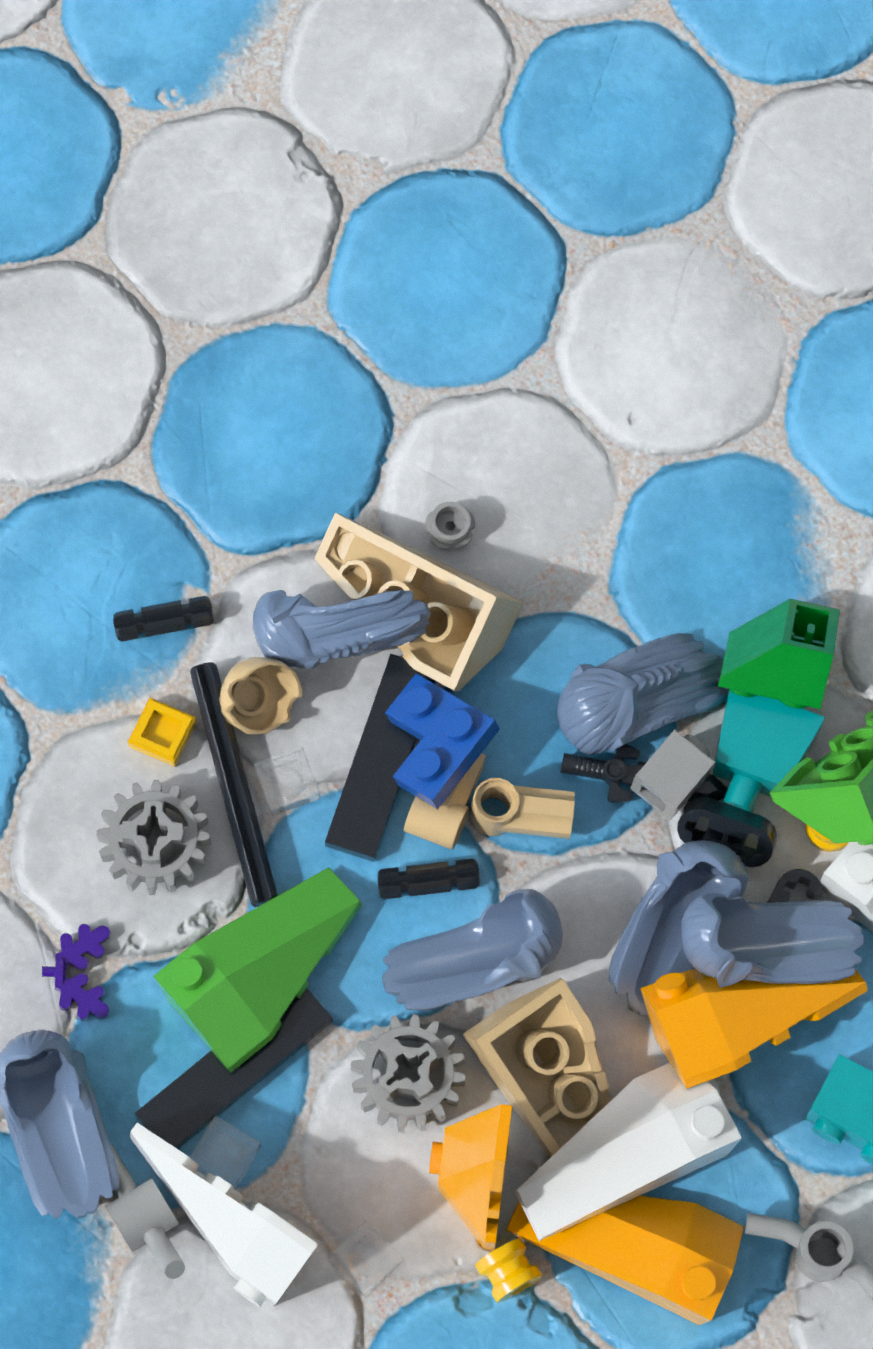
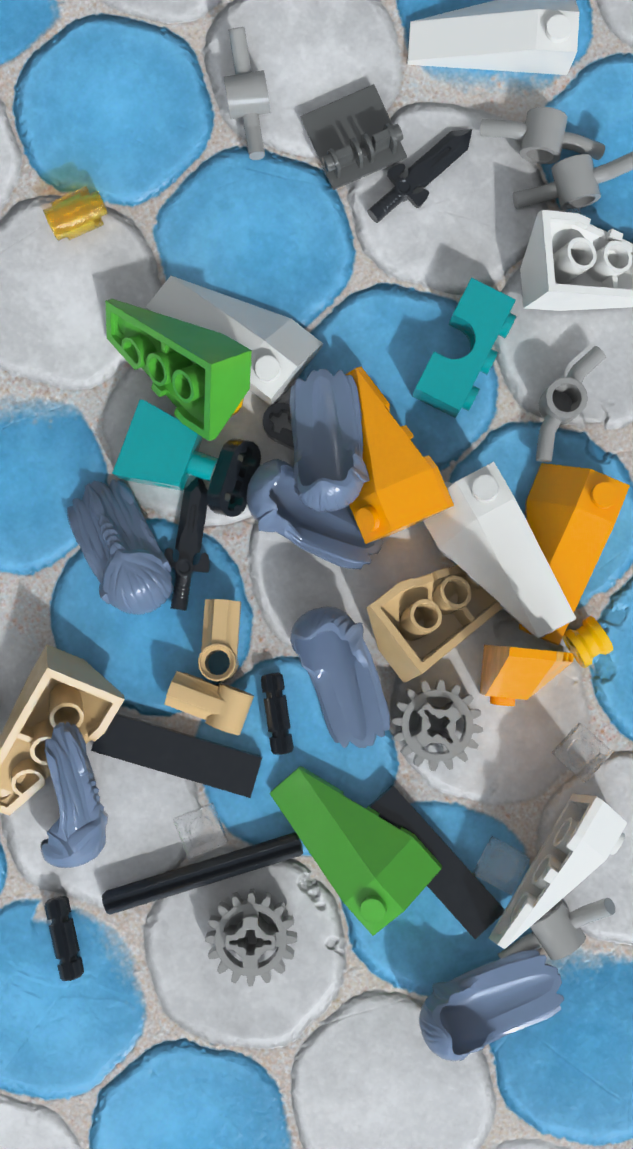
camera: 90 degrees left, 15 degrees up
(72, 988) = (375, 994): dark purple animal -> none
(162, 732) = (160, 933): yellow tile -> none
(259, 694) = (130, 858): tan hair -> none
(450, 738) = (165, 700): blue plate -> none
(673, 773) = (188, 519): light grey brick -> none
(783, 654) = (87, 431): green slope -> none

